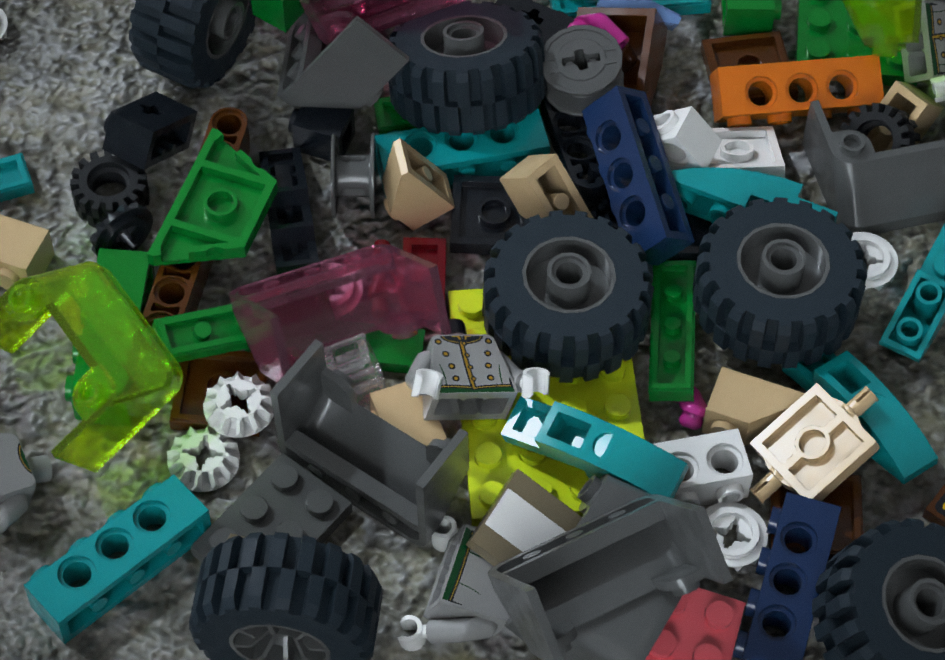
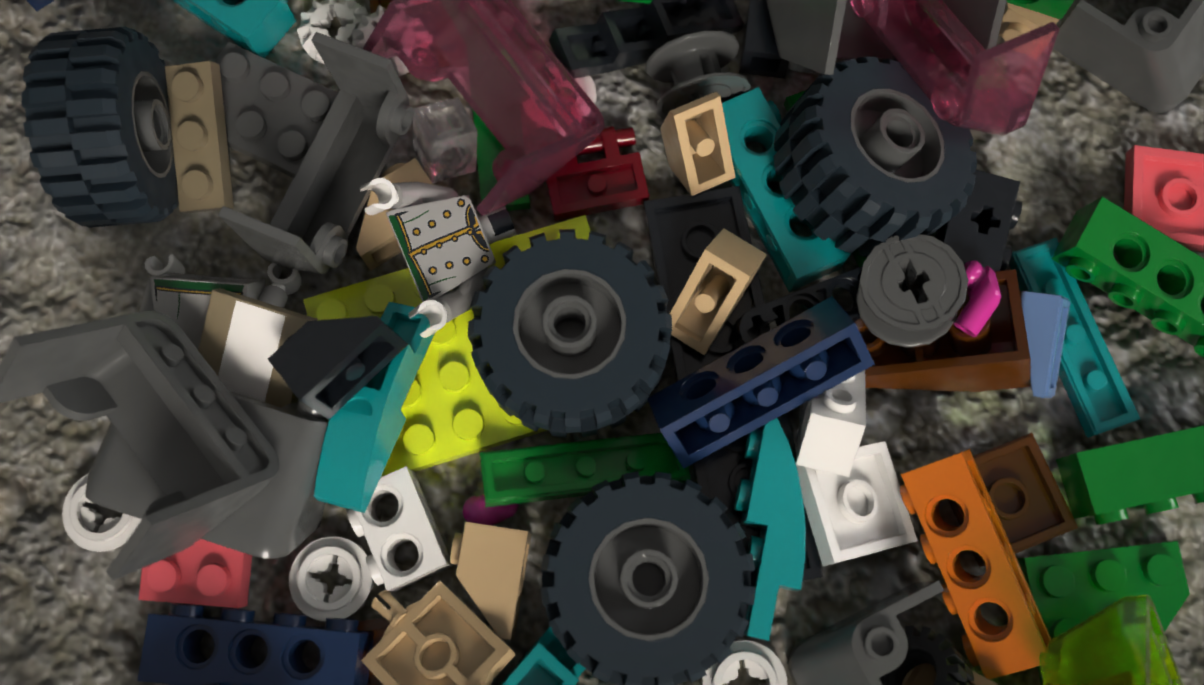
camera: 80 degrees right, 20 degrees up
(560, 447) = (335, 359): none -> black slope

